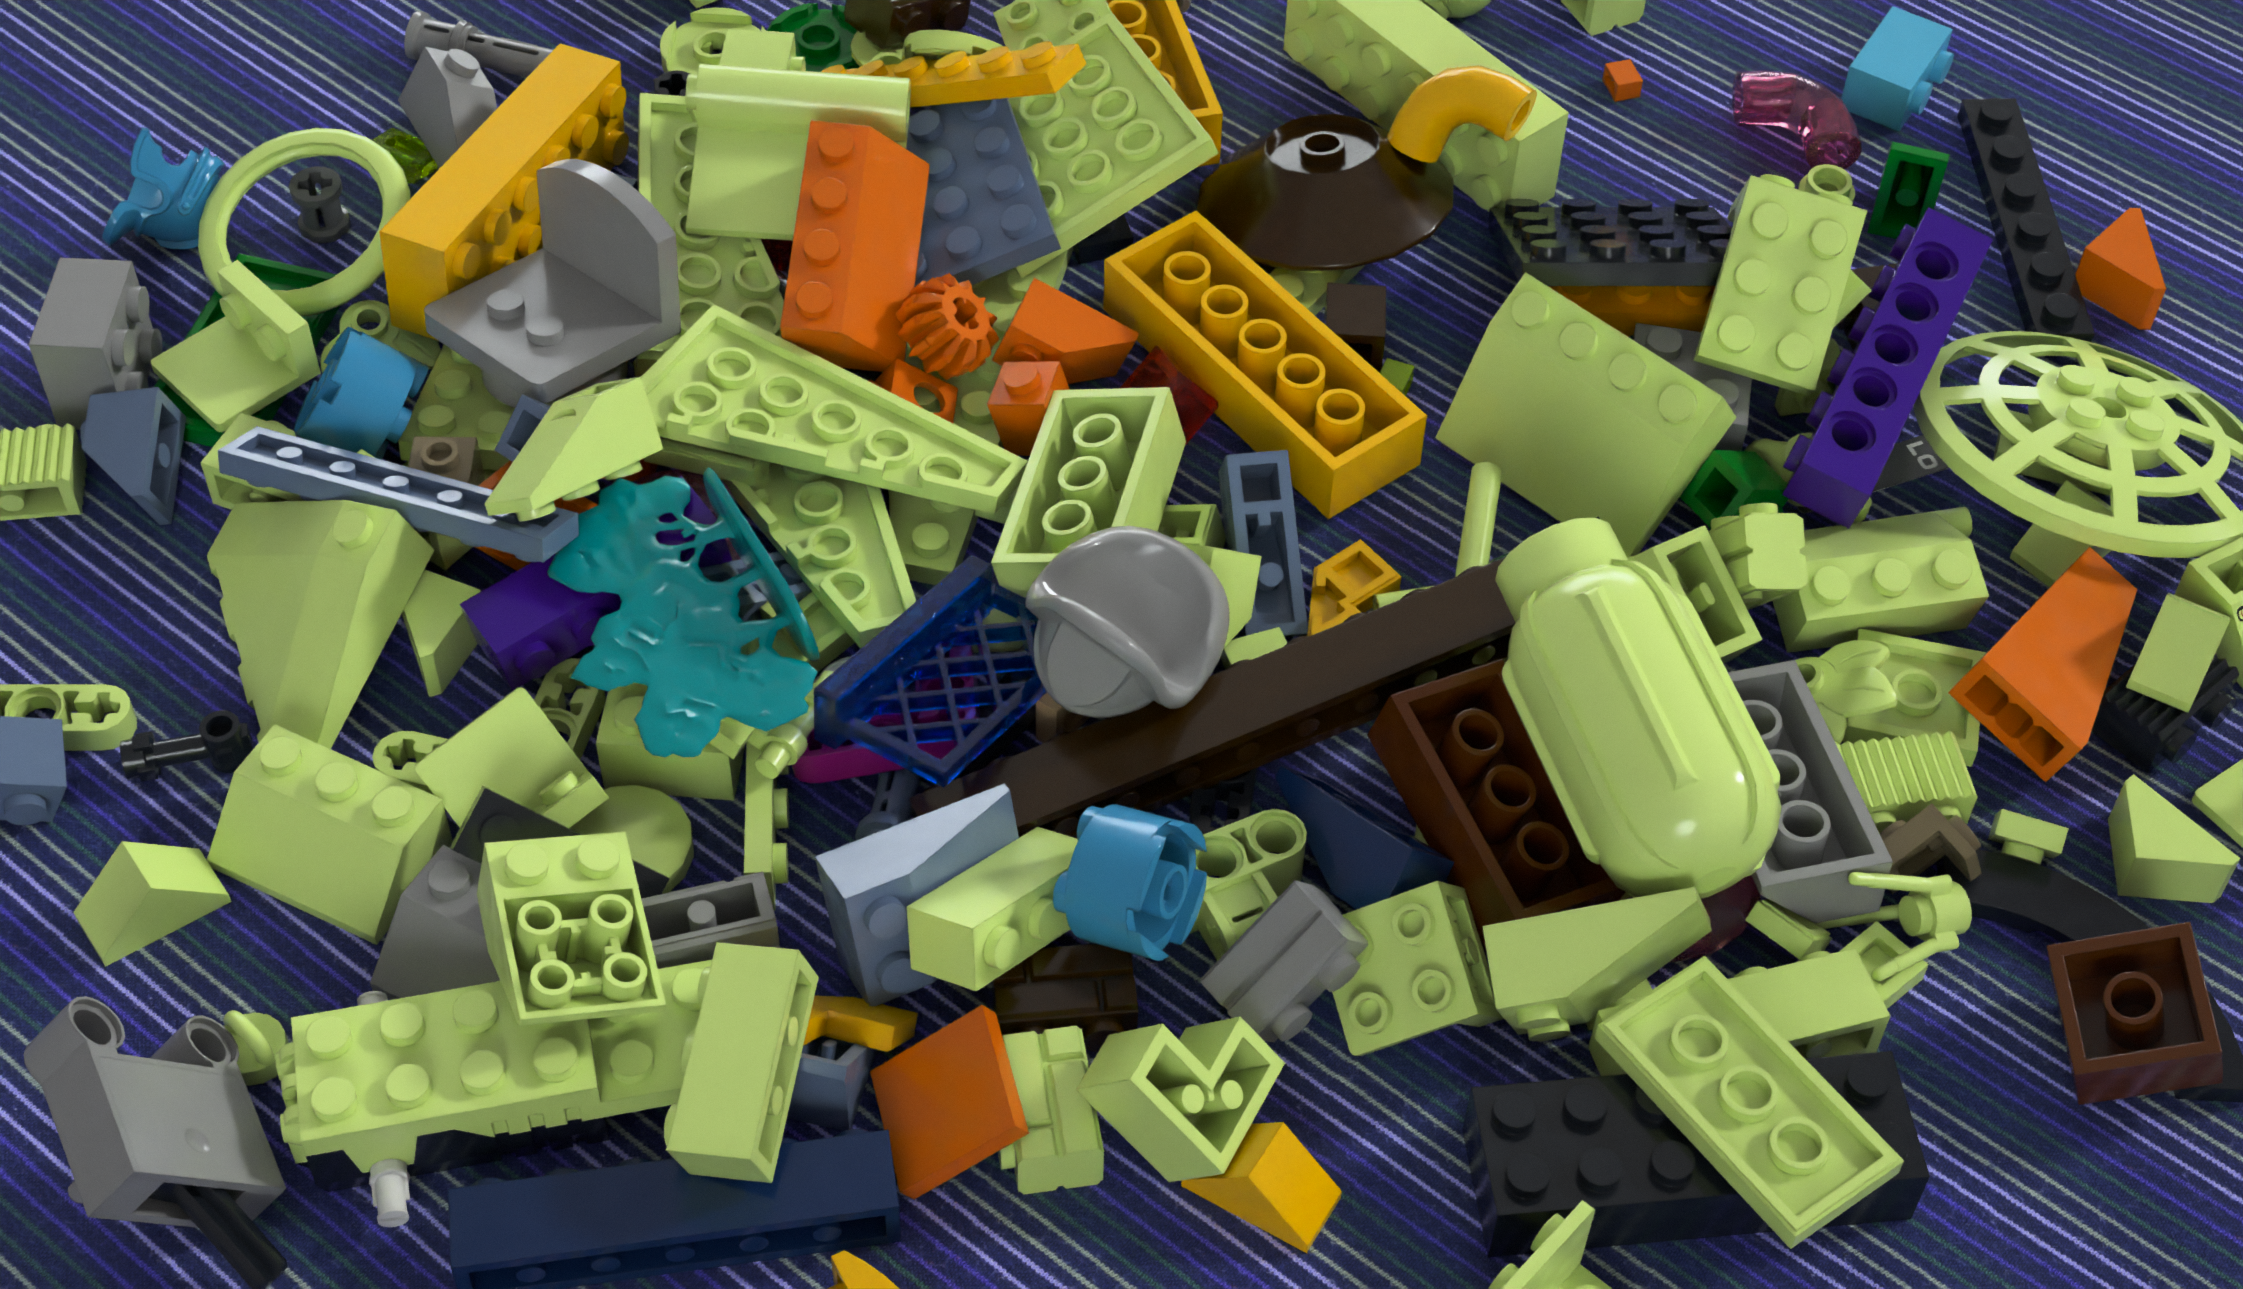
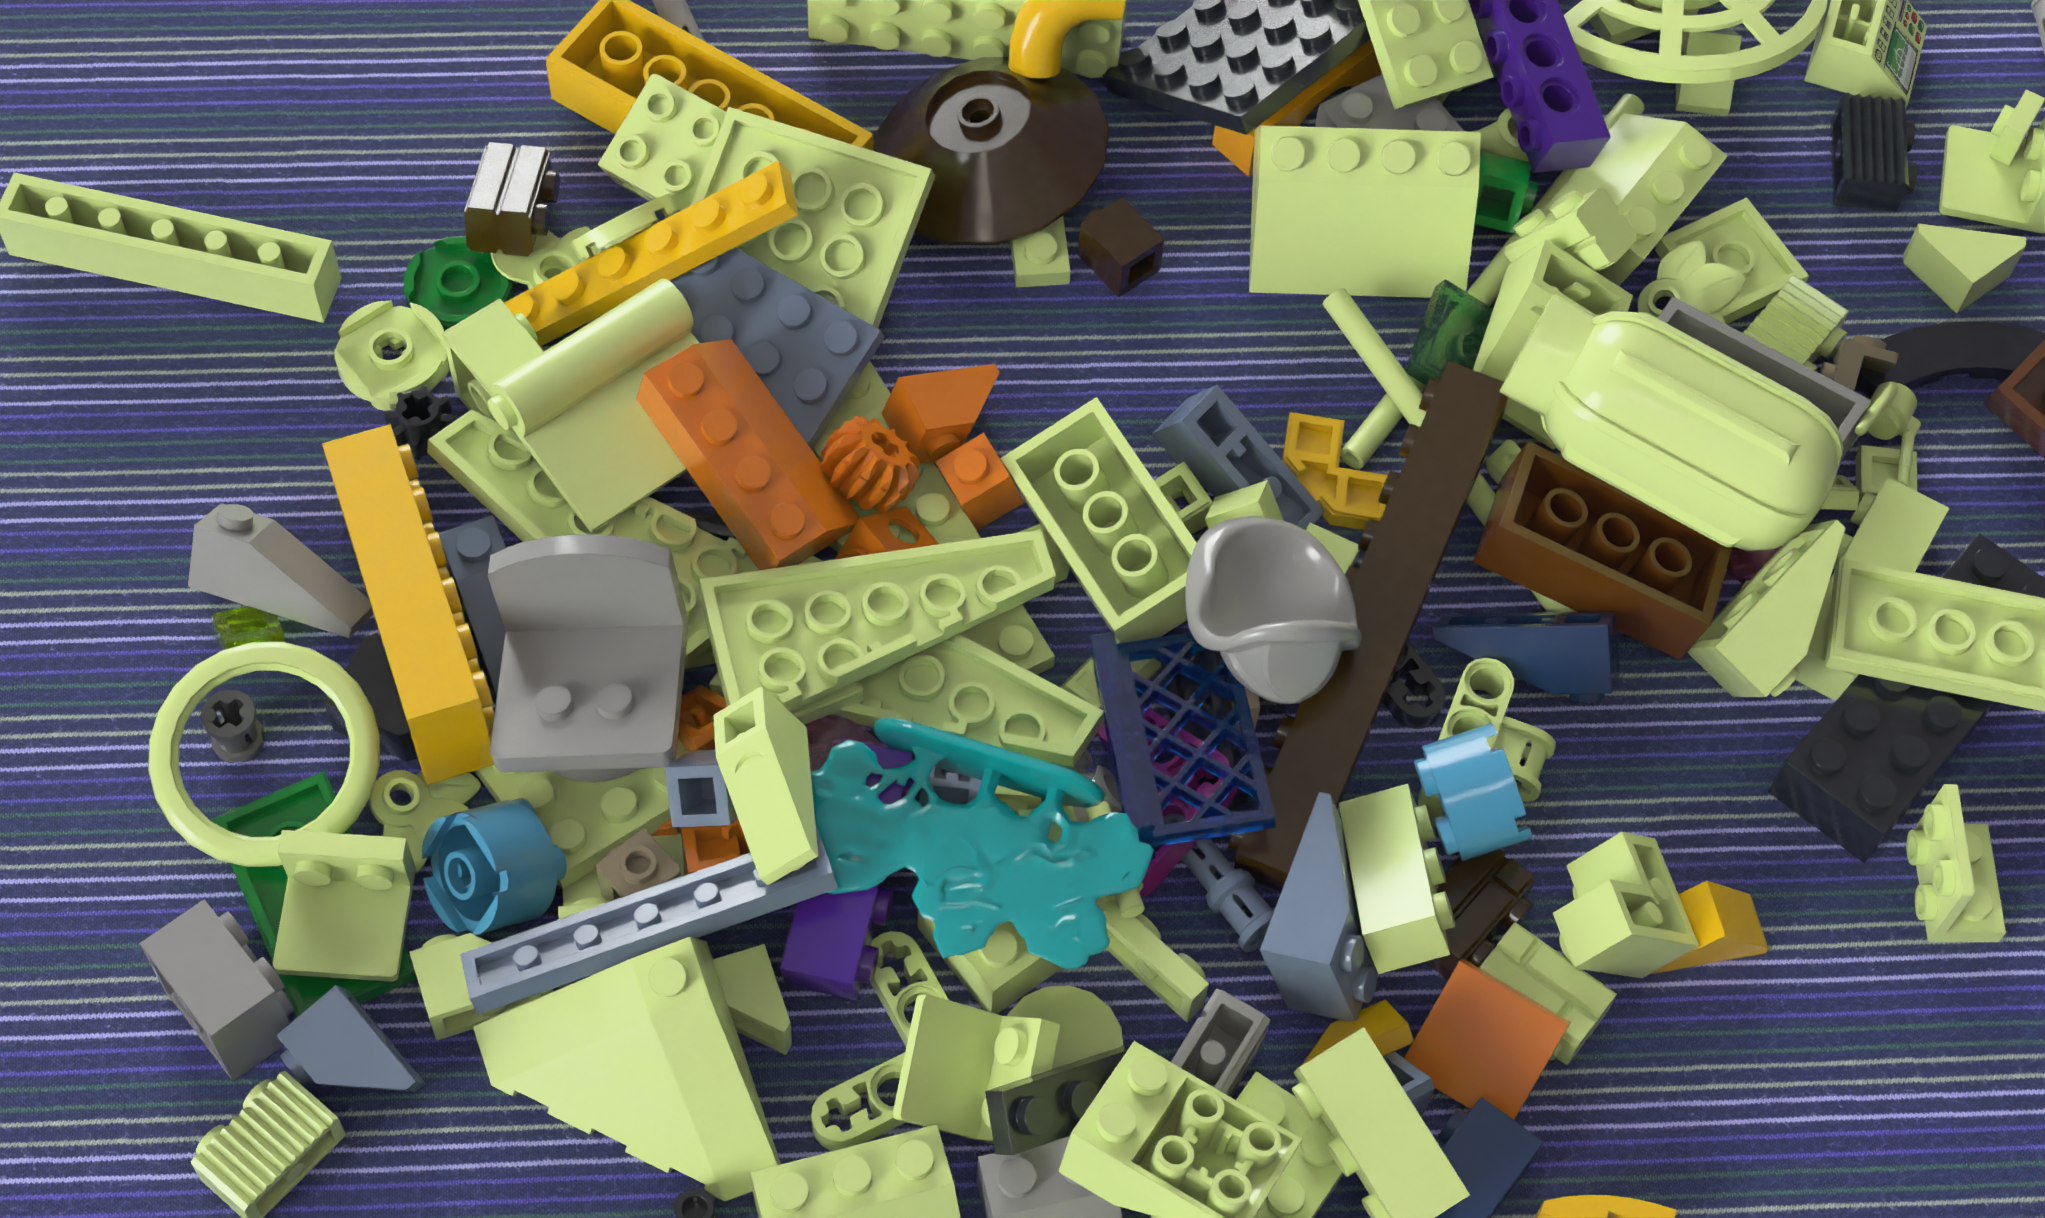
camera: 45 degrees left, 10 degrees up
(164, 197) = (98, 820): dark azure helmet -> none
(490, 51) = (177, 496): light grey pin -> none
(1191, 401) = (1046, 396): clear red bracket -> none
(1266, 362) = (1093, 320): yellow brick -> none
(1286, 963) = (1591, 769): light grey brick -> none
(1398, 374) = (1179, 268): lime piece -> none
(1417, 971) = (1652, 713): yellowish green bracket -> none
(2027, 836) = (1889, 315): yellowish green plate -> none
(2052, 666) = (1795, 176): orange slope -> none
(2178, 652) = (1871, 109): yellowish green slope -> none

